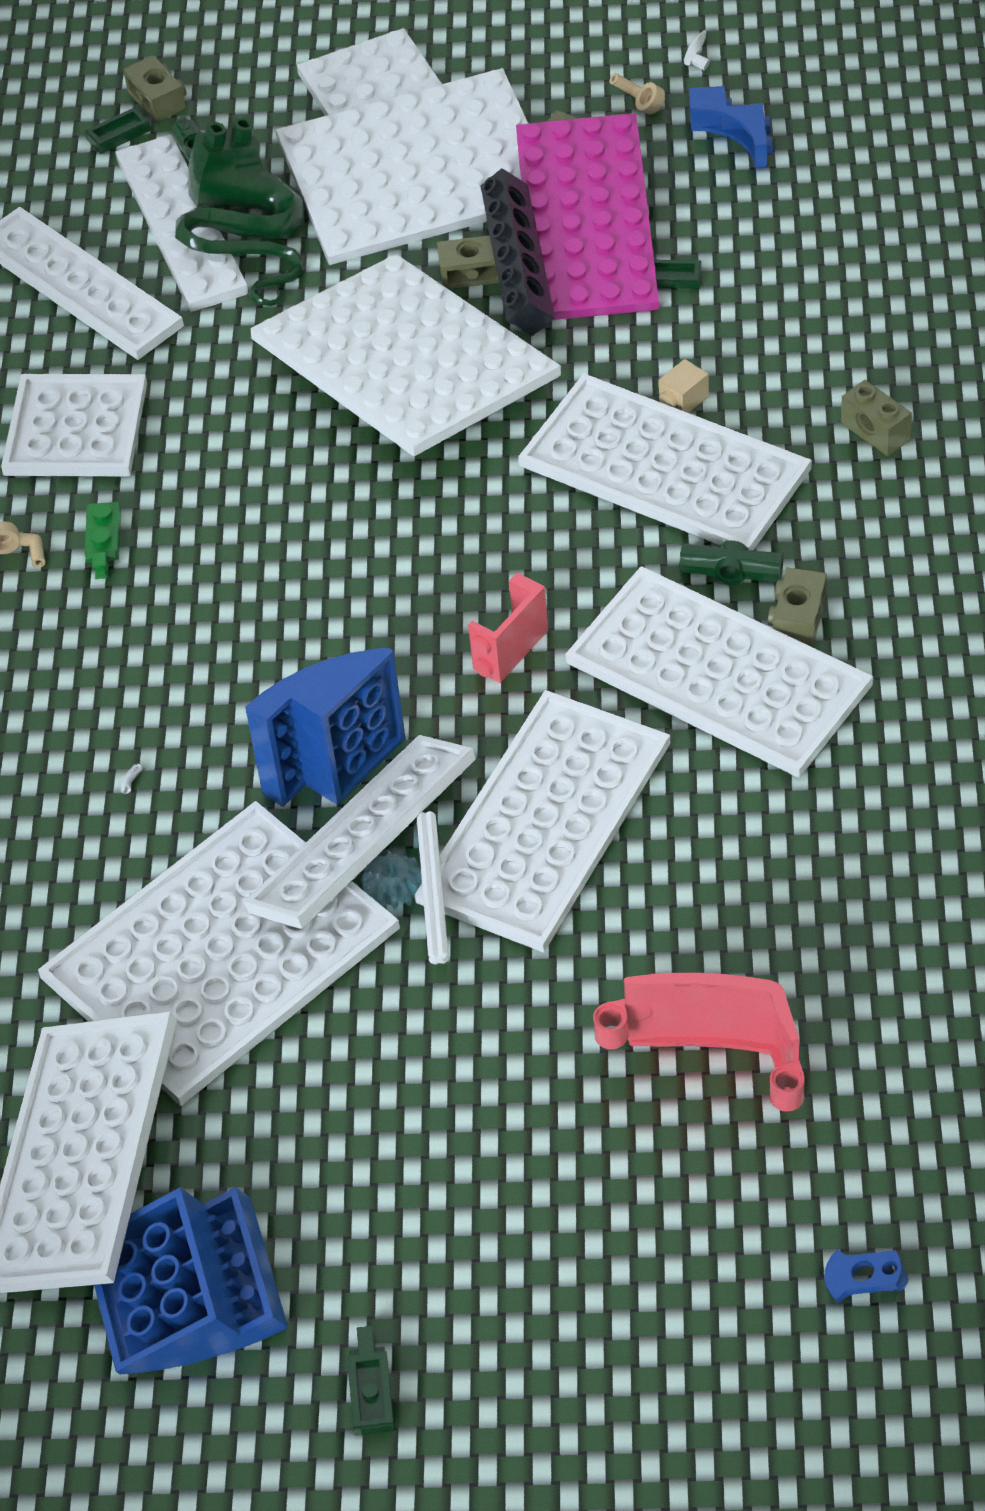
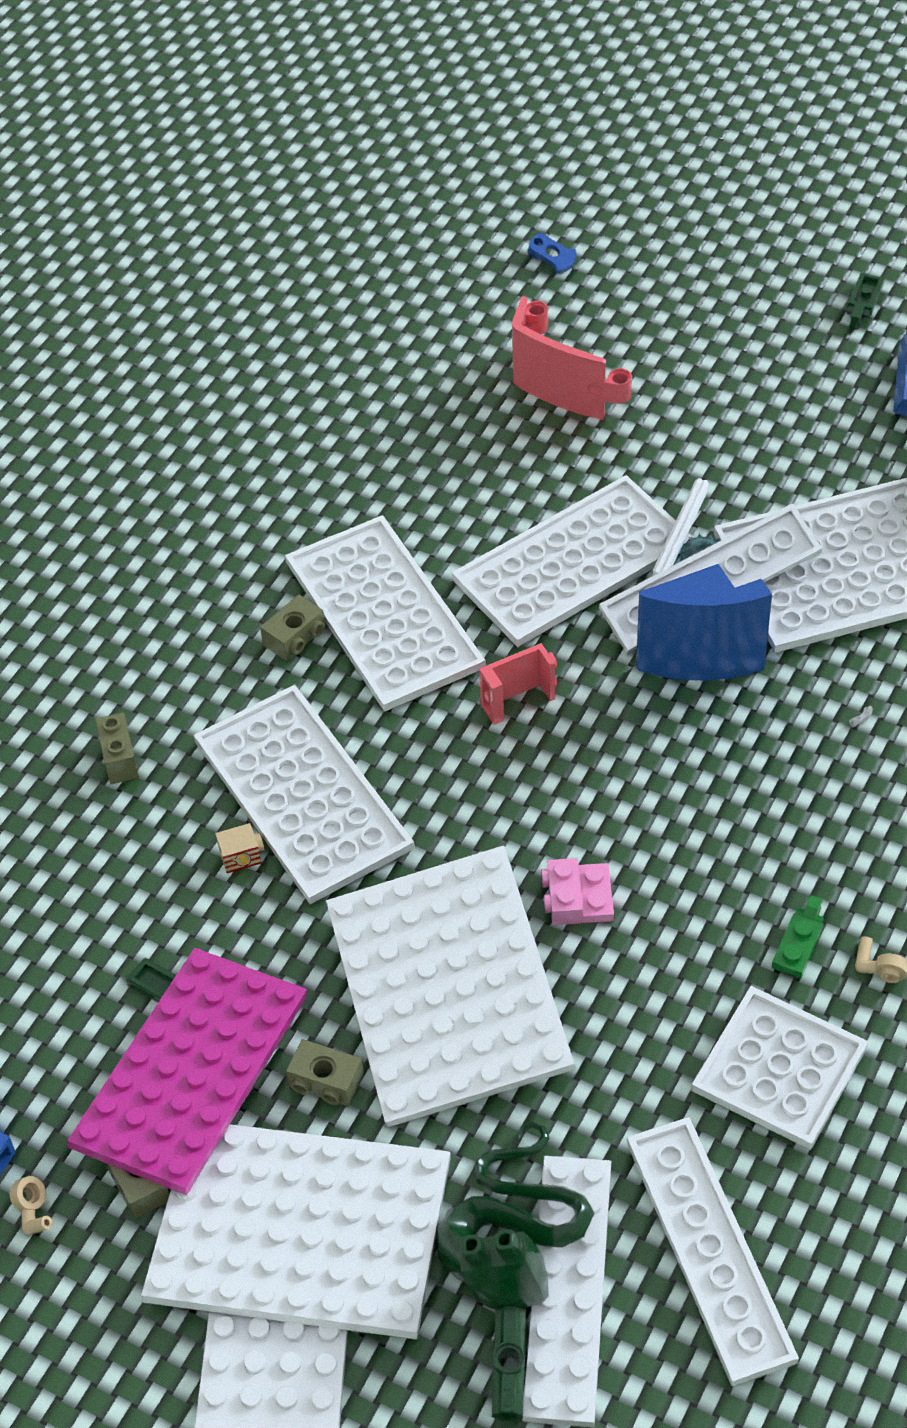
camera: 155 degrees left, 0 degrees up
(336, 488) = (577, 892): none -> bright pink plate
(517, 252) = (283, 1037): black brick -> none
(731, 562) = (315, 683): dark green piece -> none

